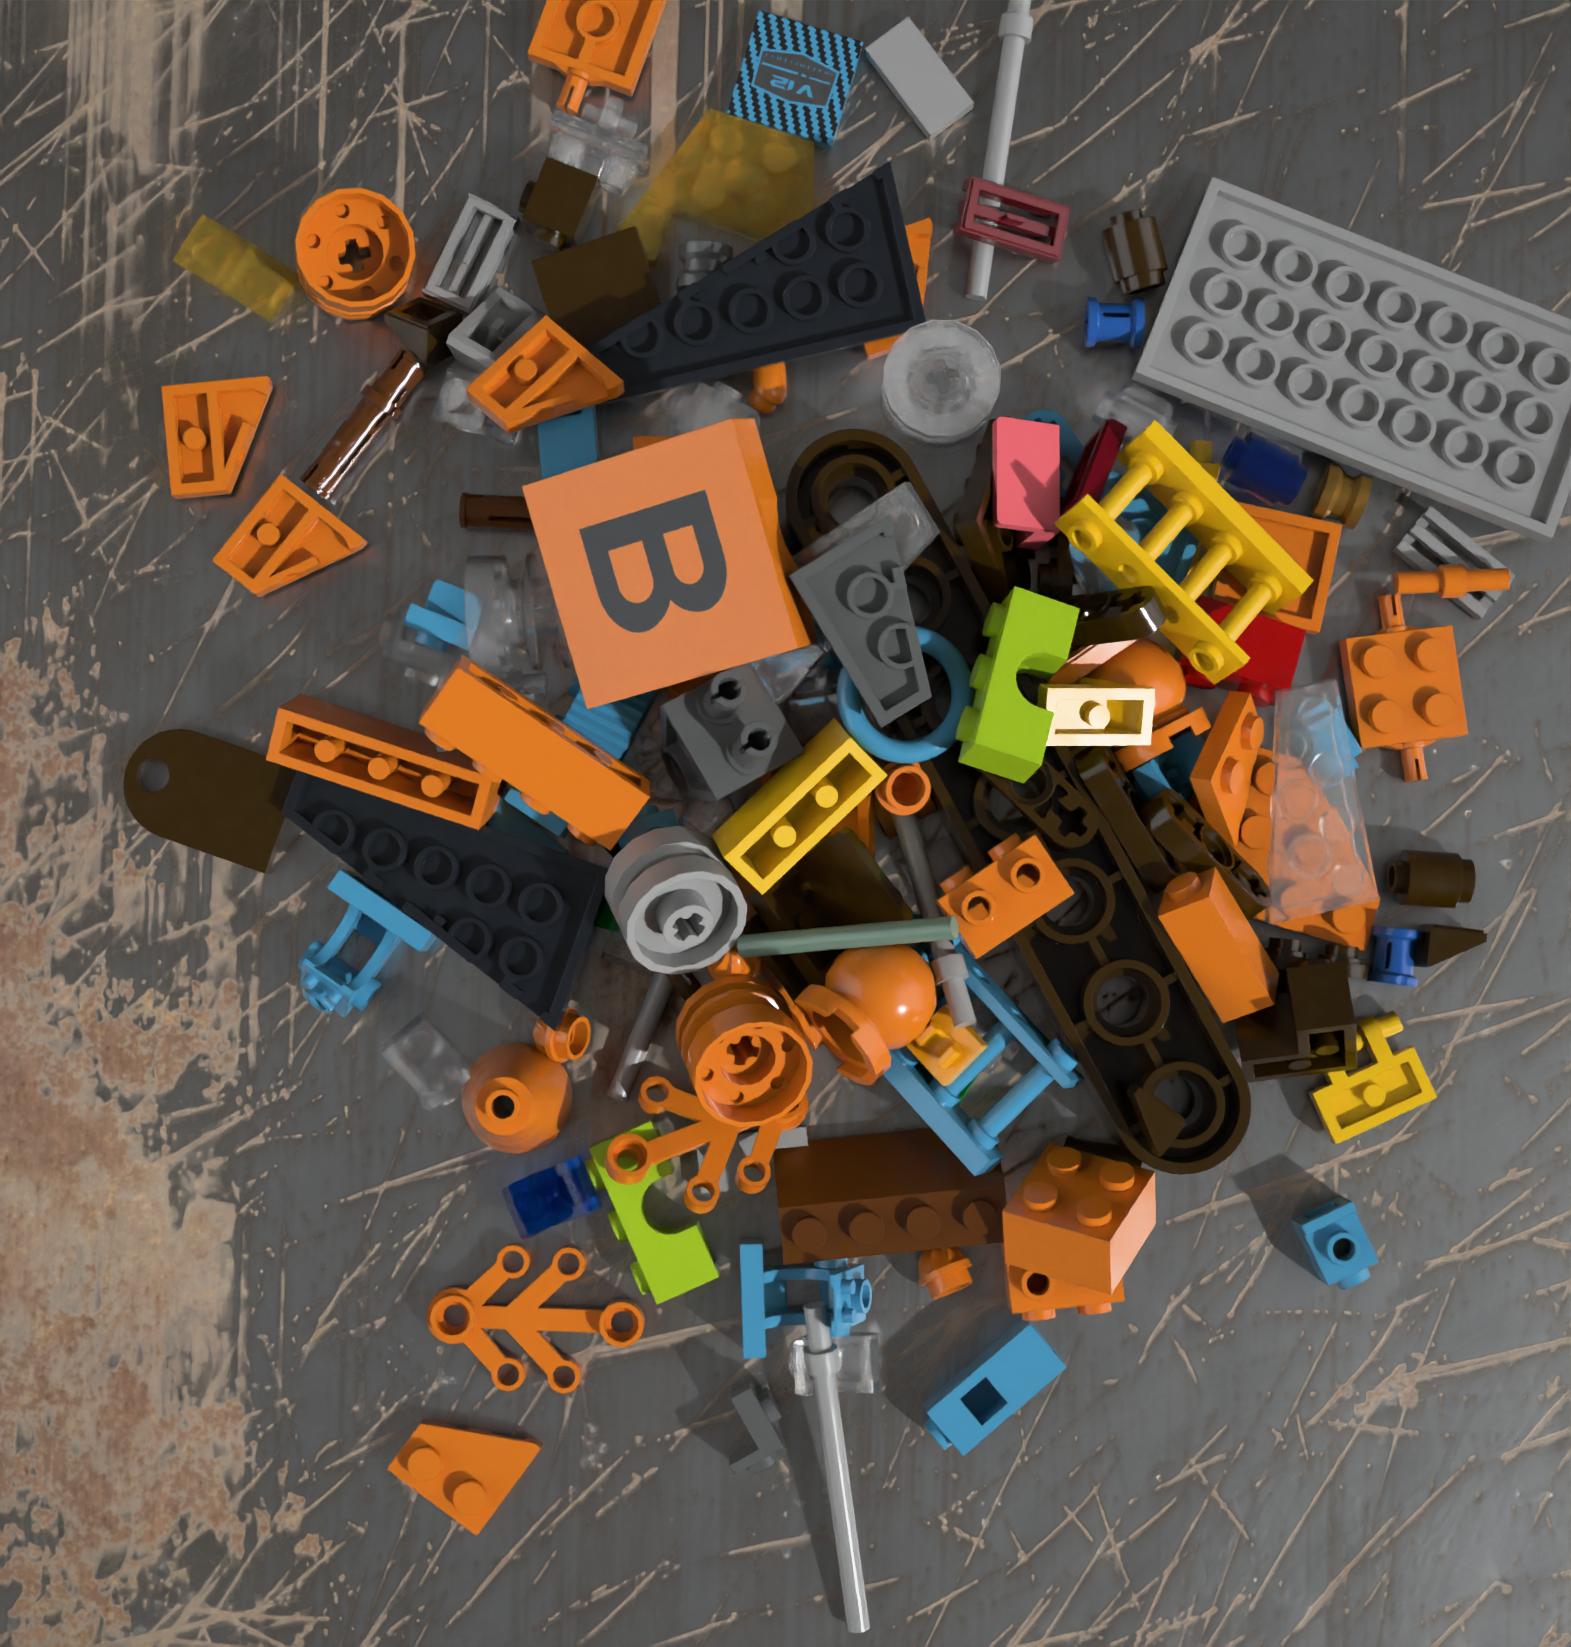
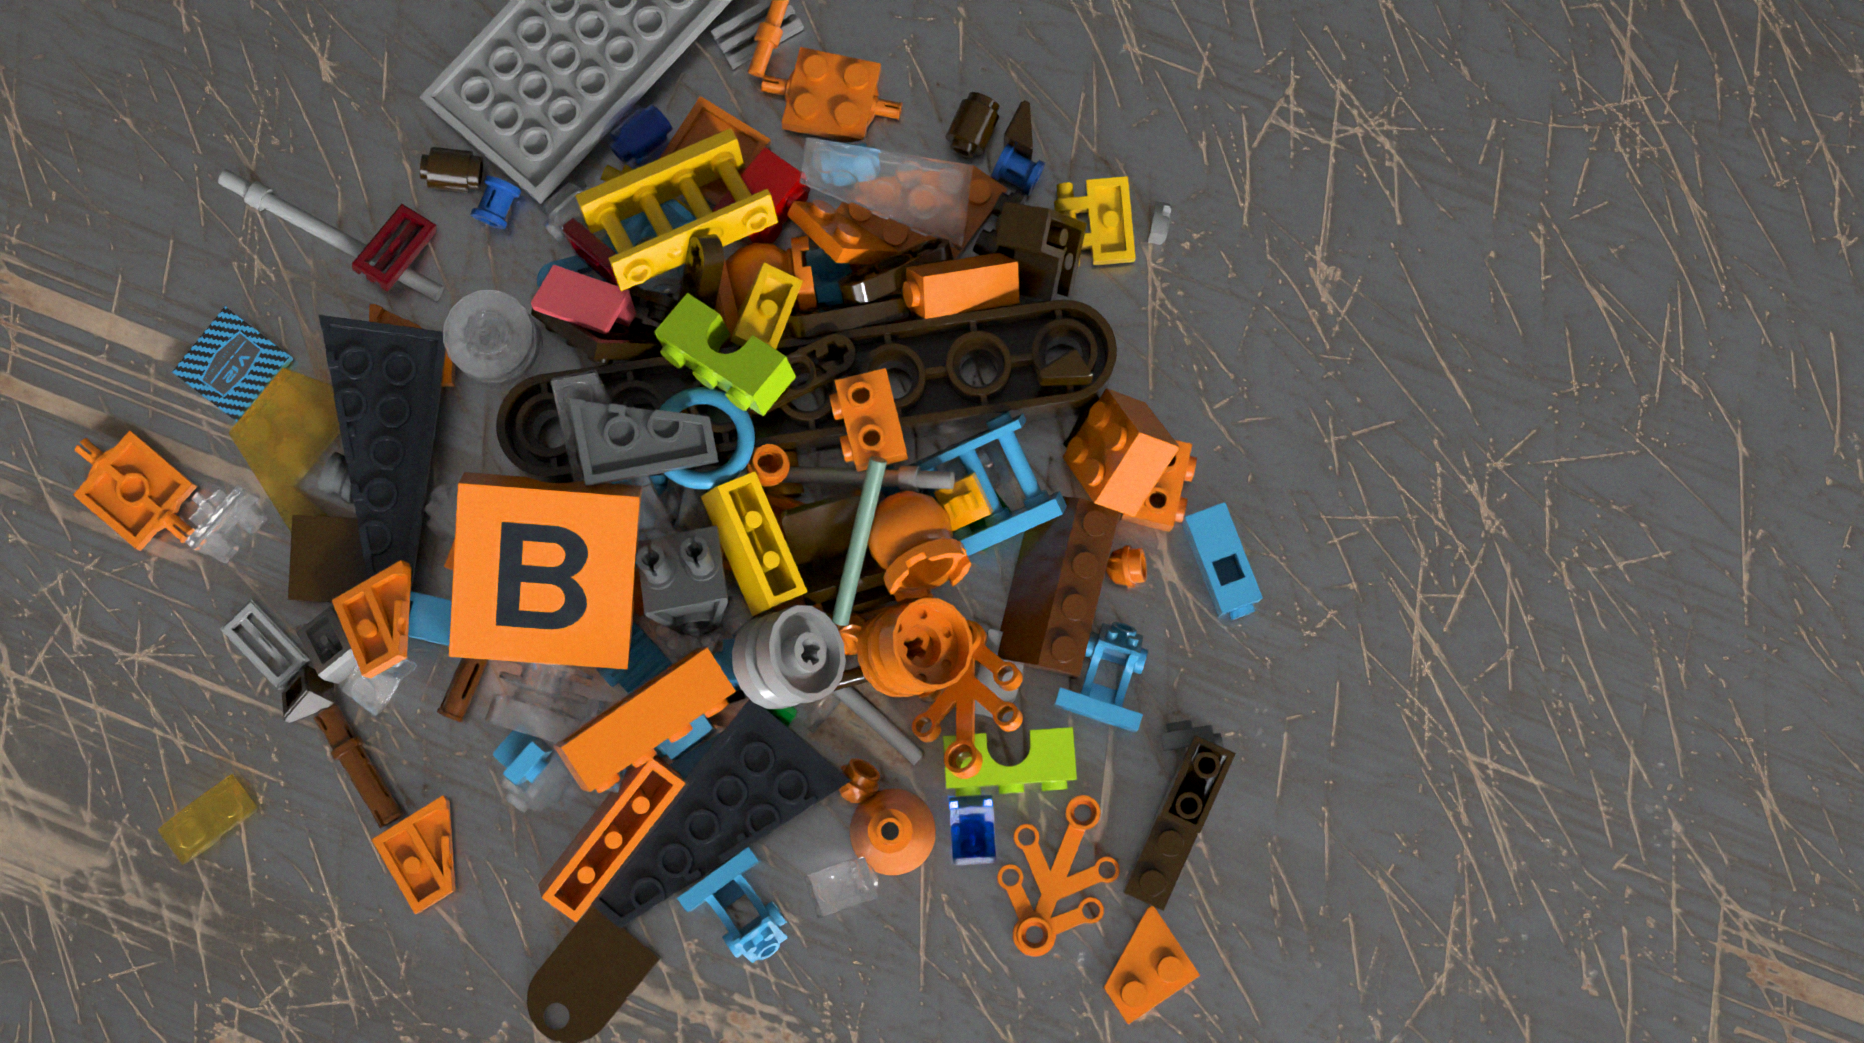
camera: 65 degrees left, 5 degrees down
(211, 432) = (320, 881): orange wing -> none
(371, 227) = (216, 707): orange wheel -> none
(559, 205) = (255, 565): dark brown brick -> none
(651, 1447) = (1178, 822): none -> dark brown slope
(769, 388) = (447, 462): orange arm -> none
(822, 1364) = (1161, 674): light grey bar -> none
(857, 1359) = (1166, 667): clear bracket -> none
(918, 78) = (266, 276): light grey tile -> none
(1319, 1231) = (1195, 294): dark azure brick -> none
(1341, 496) = (680, 89): pearl gold wheel -> none
(1392, 1157) = (1159, 223): none -> light grey tile

